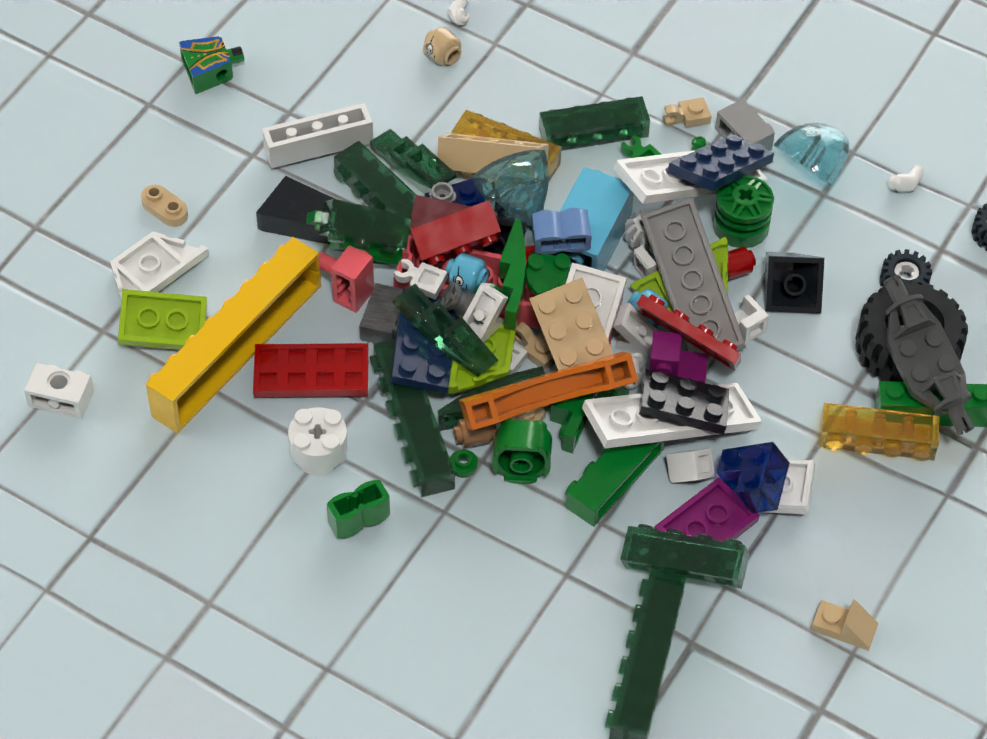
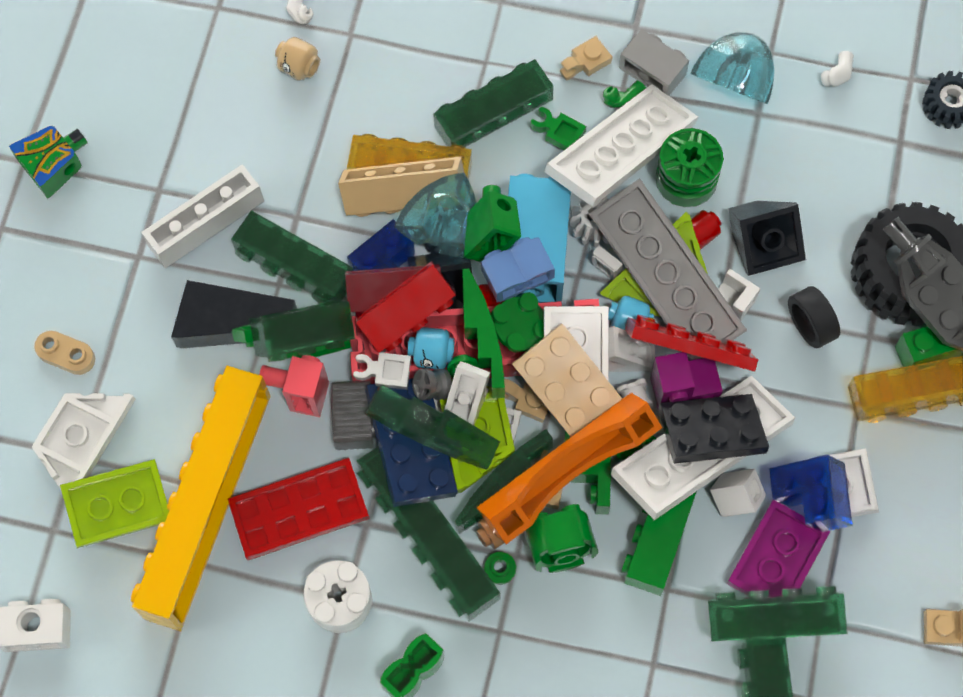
camera: 15 degrees left, 15 degrees up
(411, 160) = (317, 215): clear green slope -> none
(443, 191) = (369, 250): light grey plate -> none
(559, 187) = (491, 224): none -> green torso
(721, 162) = (651, 122): dark blue plate -> none
(807, 350) = (814, 317): none -> black tyre
(906, 263) = (863, 184): black bush -> none

